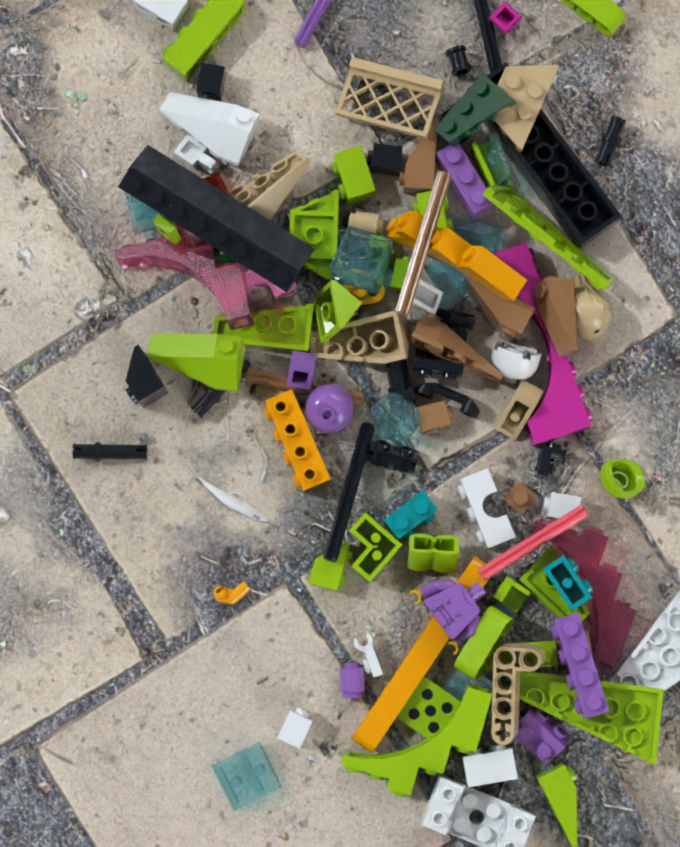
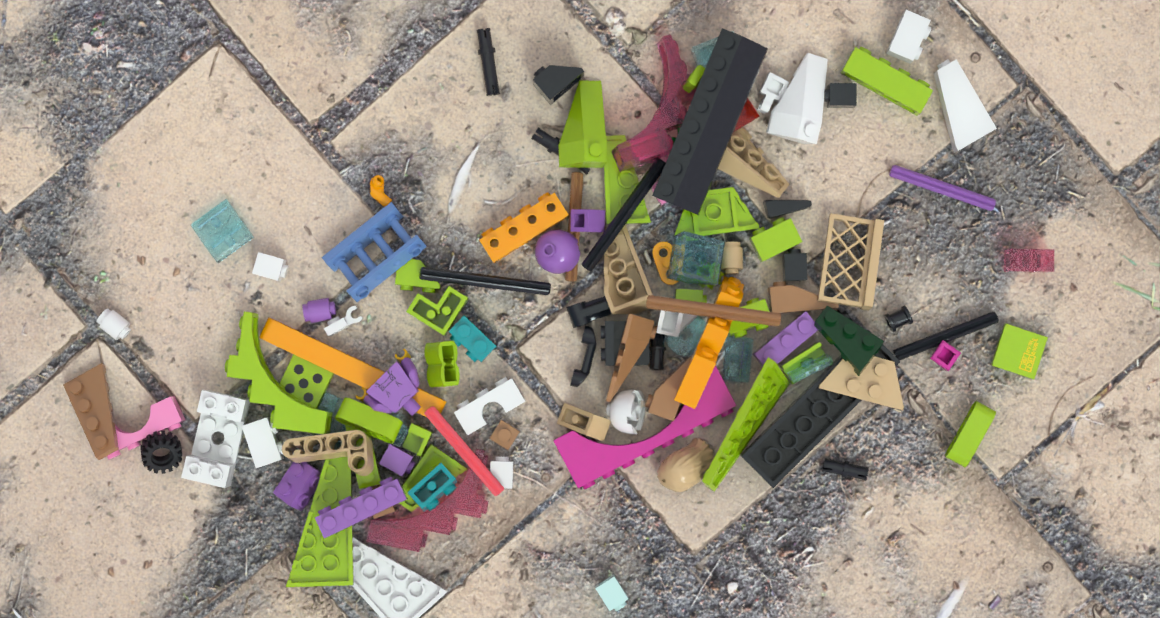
camera: 75 degrees right, 5 degrees up
(278, 618) = (361, 238): none -> medium blue fence
(301, 329) = (624, 214): none -> black axle
(320, 168) = (782, 207): none -> black slope
(333, 309) = (646, 241): lime slope -> none
(384, 452) = (526, 305): black hinge -> none
(386, 426) = (550, 304): clear light blue plate -> none
(434, 416) = (565, 347): medium nougat brick -> none
(531, 619) = (397, 460): none -> medium lavender brick
(544, 461) = (539, 452): black bracket -> none
(557, 309) = (677, 442): medium nougat slope -> none
(562, 796) = (248, 509): lime slope -> none
(622, 478) = (536, 523): lime hat -> none

